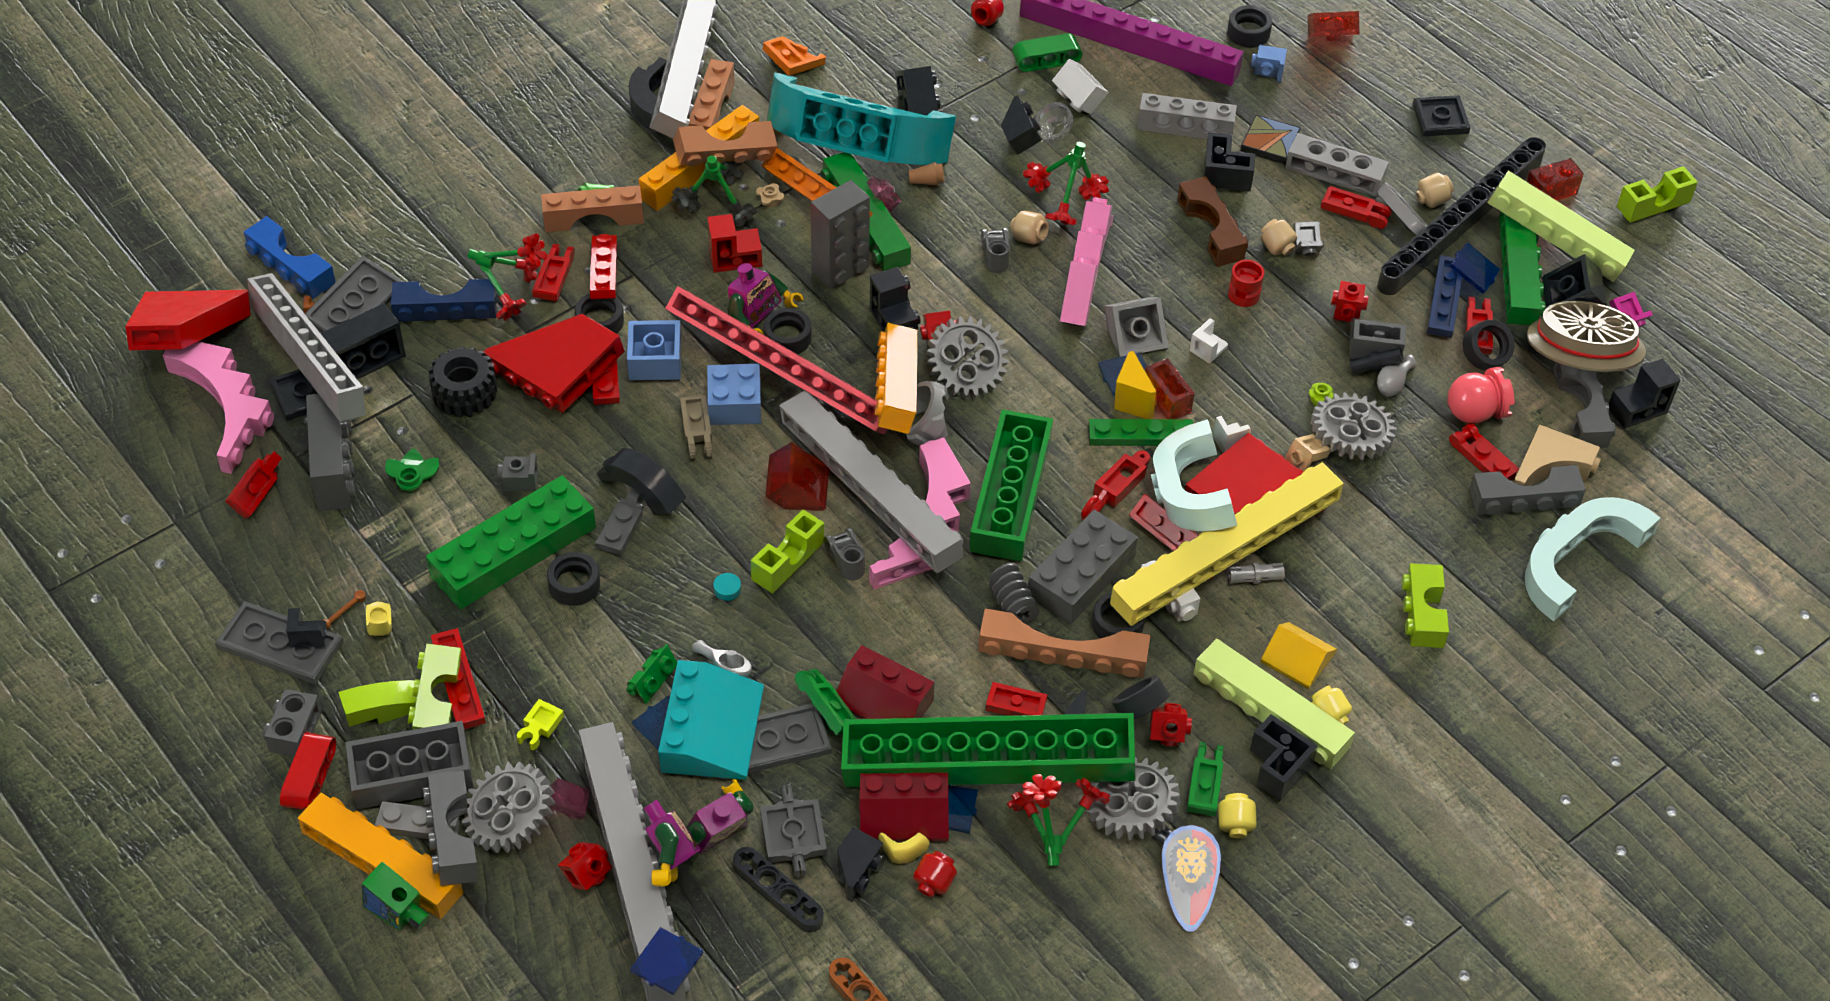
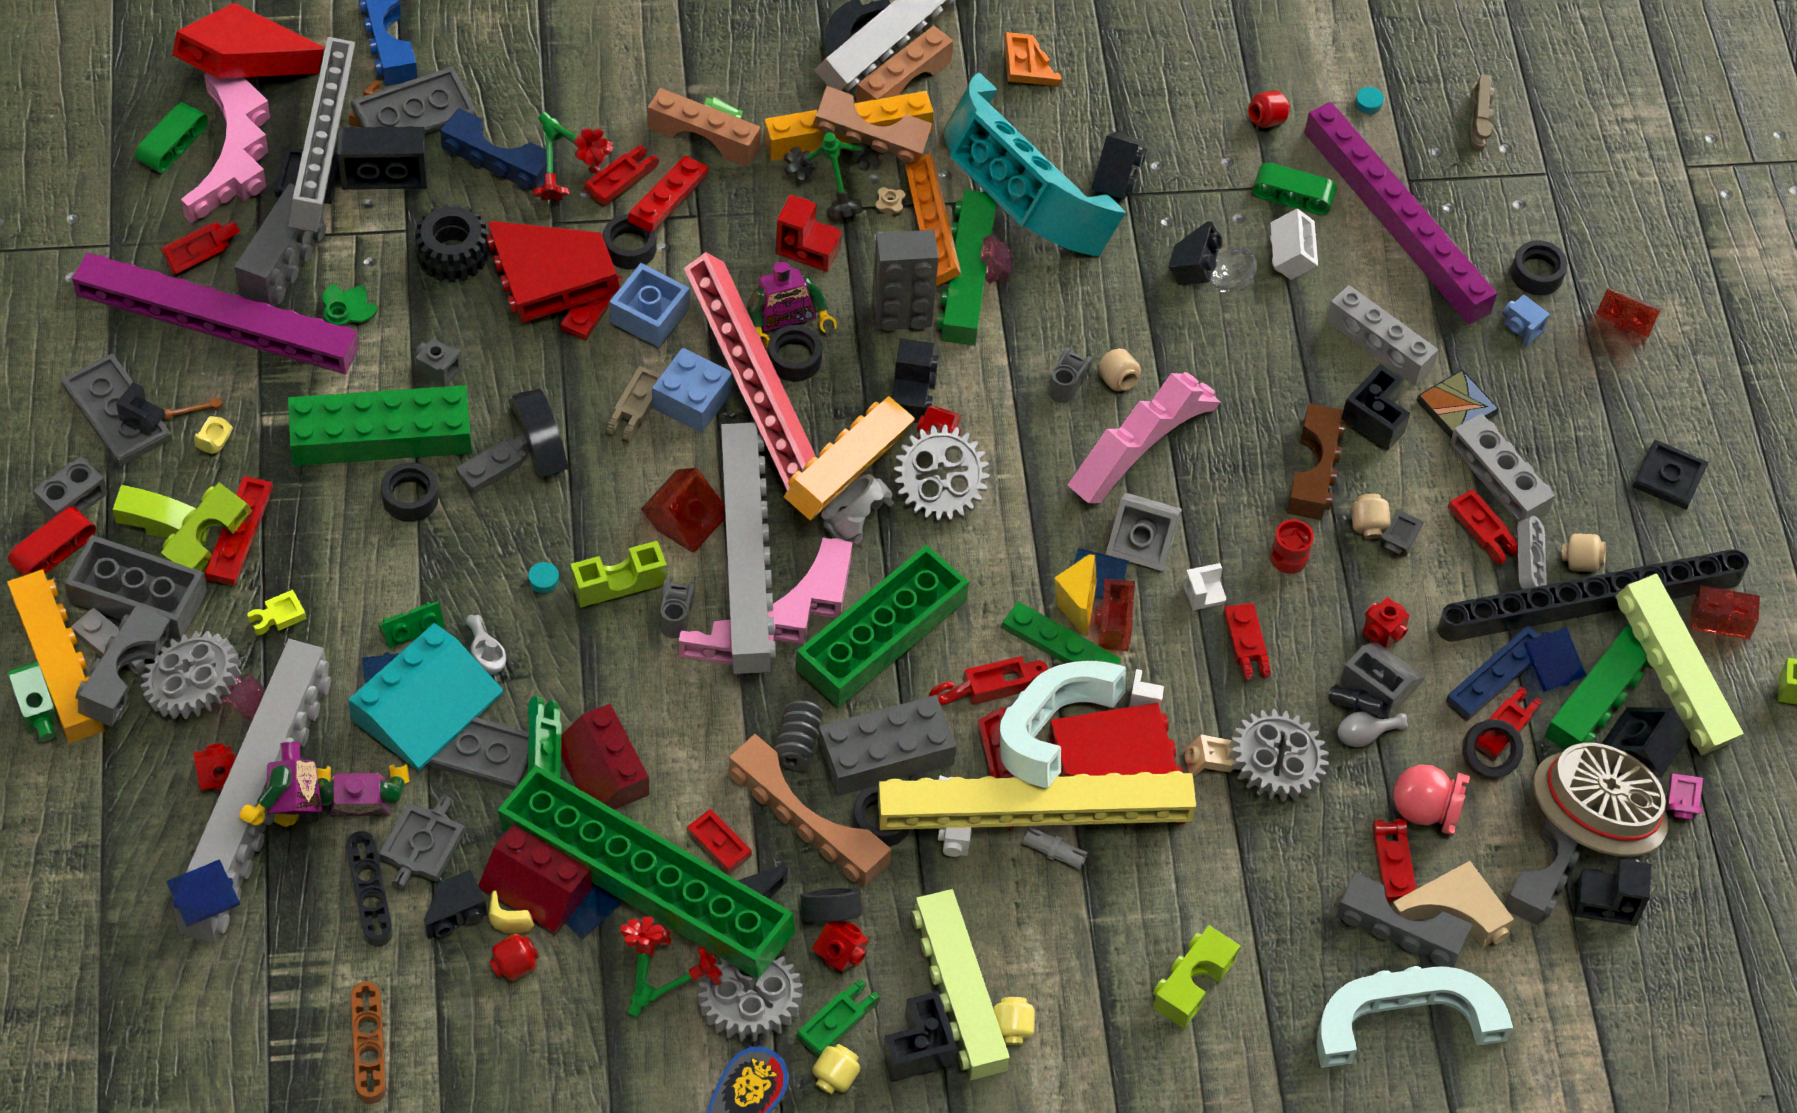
camera: 30 degrees right, 5 degrees up
(167, 416) = (171, 137): none -> green beam
(307, 527) = (216, 313): none -> magenta brick
(928, 175) = (1064, 260): medium nougat cone -> none
(1092, 183) = (1173, 321): red plant -> none
(1265, 363) = (1246, 639): none -> red hinge
(1297, 654) = (1030, 949): yellow slope -> none
(1319, 392) = (1277, 695): lime plate -> none

